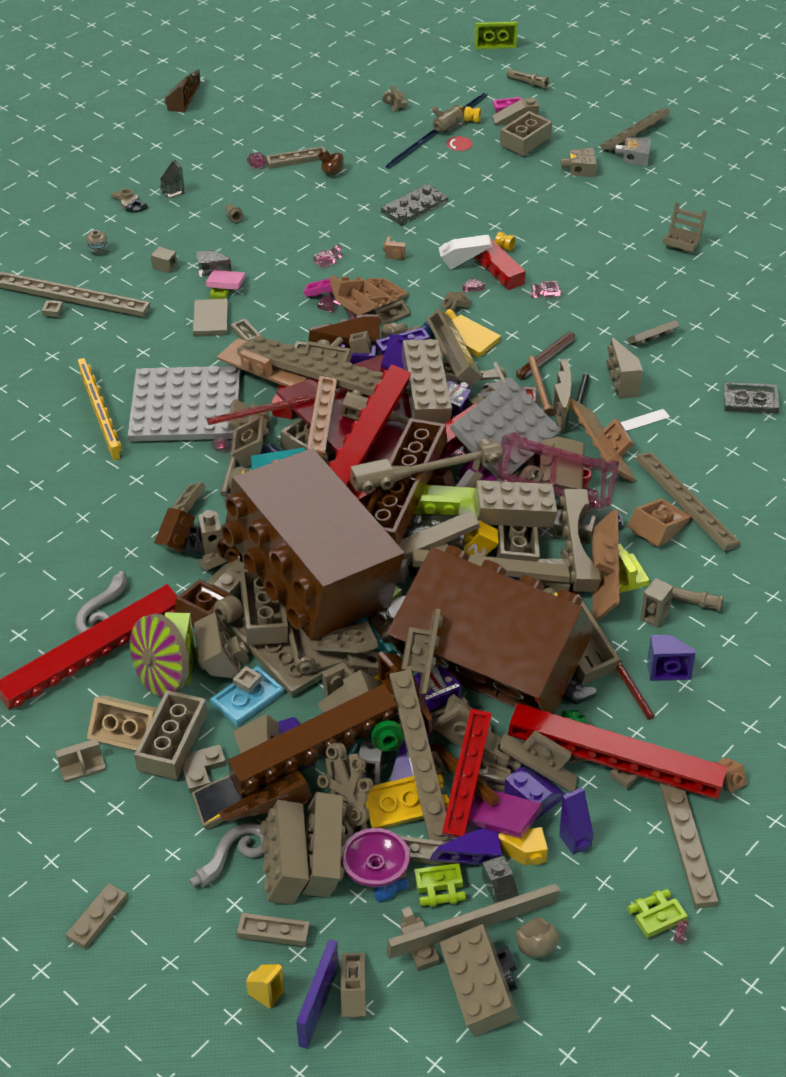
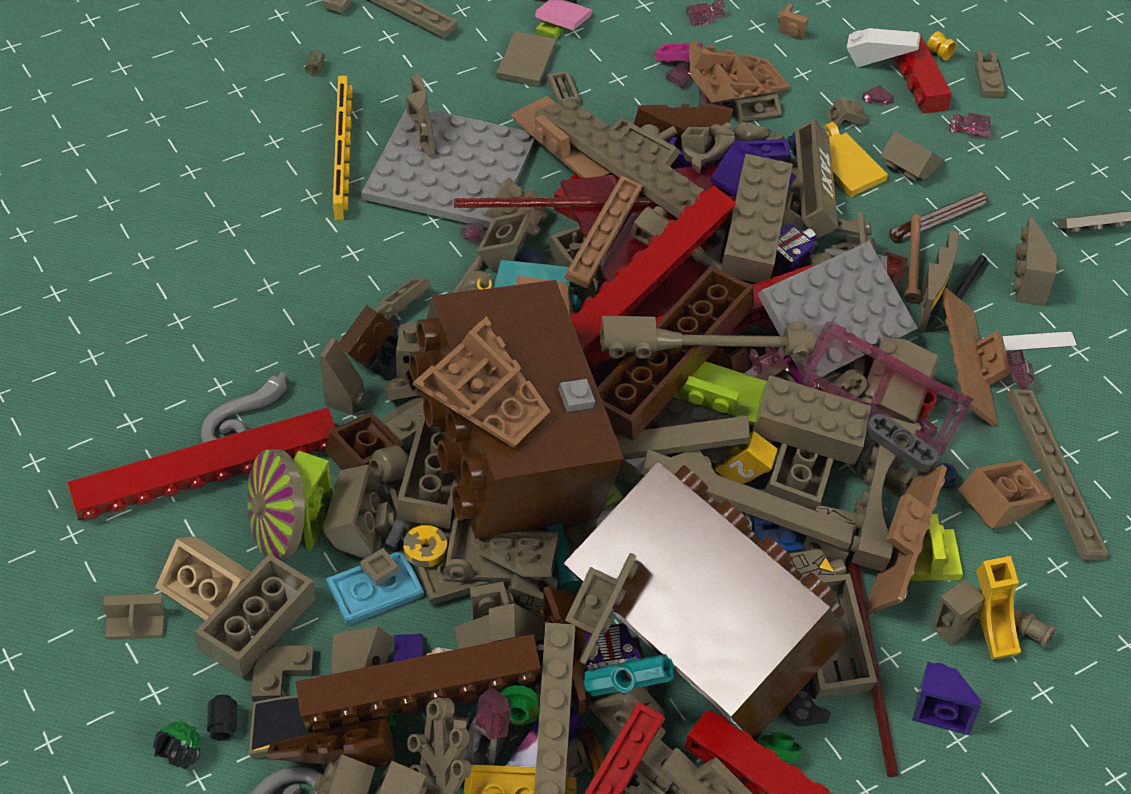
camera: 15 degrees right, 5 degrees up
(55, 357) = (319, 65): none -> olive piece
(150, 833) = (178, 743): none -> black piece
(152, 369) = (419, 112): none -> dark tan slope
(169, 564) = (341, 381): none -> dark tan slope
(174, 808) = (222, 717): none -> black brick
(250, 656) = (393, 541): none -> black tile
(272, 664) = (422, 536): none -> yellow piece
(296, 526) = (486, 386): none -> medium nougat wedge
(357, 519) = (576, 395): none -> light grey plate
(373, 745) = (493, 714): none -> clear pink piece
(381, 339) = (724, 140): none -> dark tan animal
(468, 687) = (642, 671): none -> teal piece
(469, 470) = (770, 353): none -> clear pink piece
(512, 319) = (911, 157): none -> dark tan slope
(544, 254) = (989, 75): none -> dark tan hinge
(585, 509) = (898, 431): none -> dark grey beam
(639, 439) = (1020, 369): none -> clear pink piece
(679, 574) = (998, 586): none -> yellow arch

